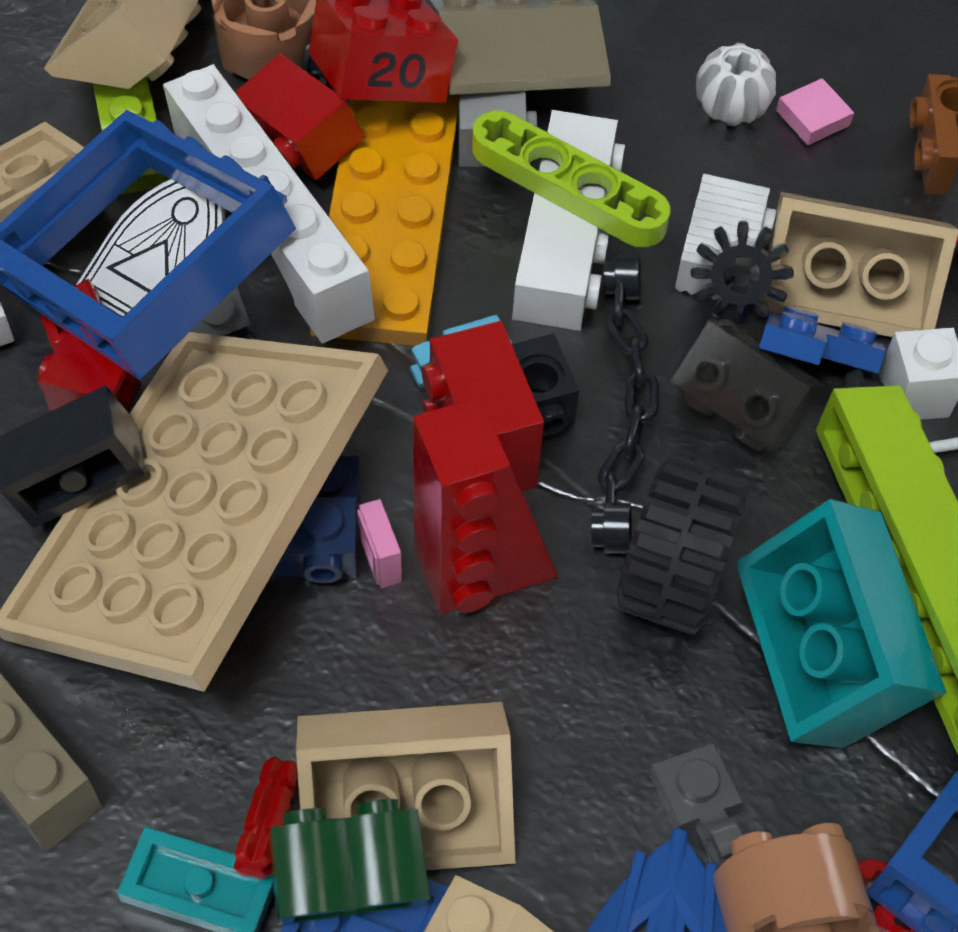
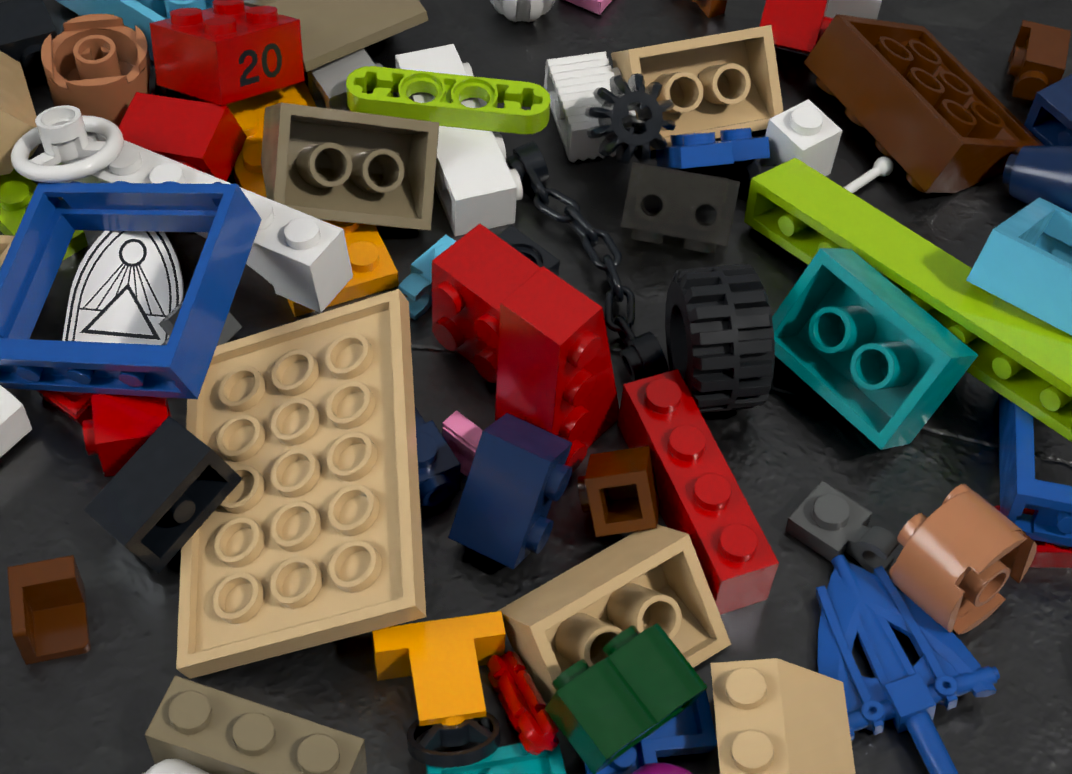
camera: 30 degrees left, 5 degrees down
(171, 77) = (65, 138): none -> white piece
(204, 763) = (446, 683): none -> light orange piece
(377, 603) = (511, 491): none -> dark blue brick
(432, 210) = (350, 165): none -> dark tan slope
(491, 656) = (620, 491): none -> reddish brown brick
(569, 693) = (698, 489): none -> red brick

